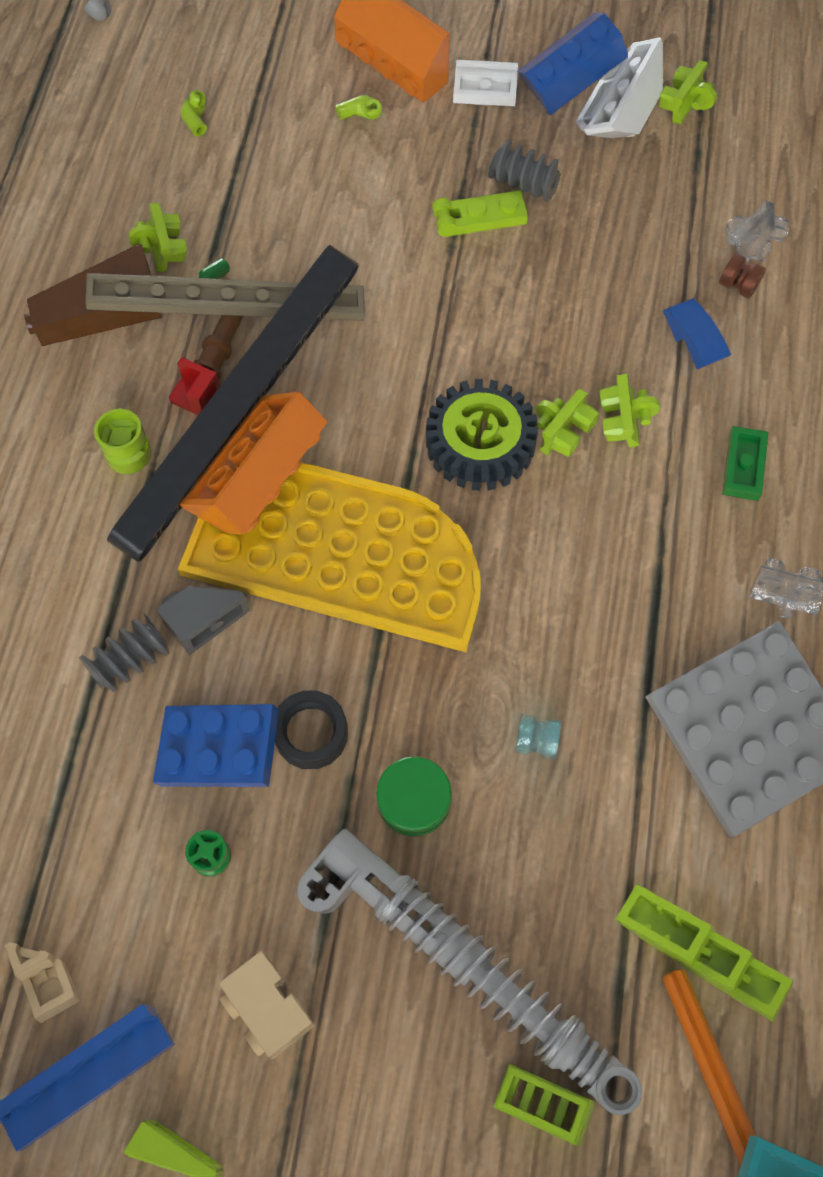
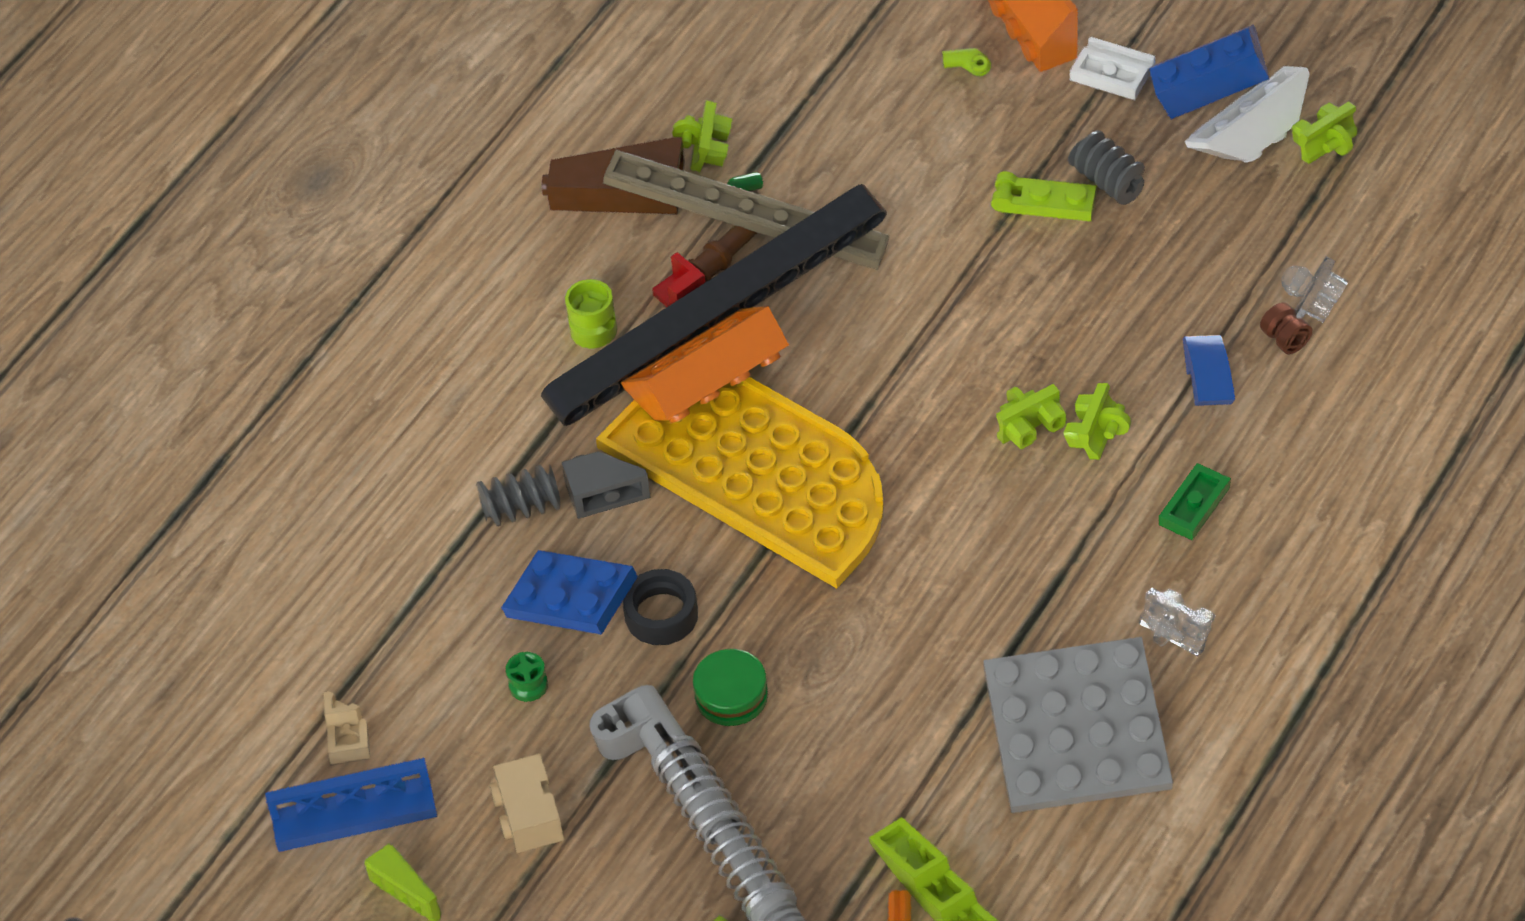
camera: 25 degrees right, 15 degrees down
(192, 112) = (791, 21): lime arm -> none
(504, 445) = (935, 386): wheel -> none
(538, 737) = (867, 672): clear light blue wheel -> none

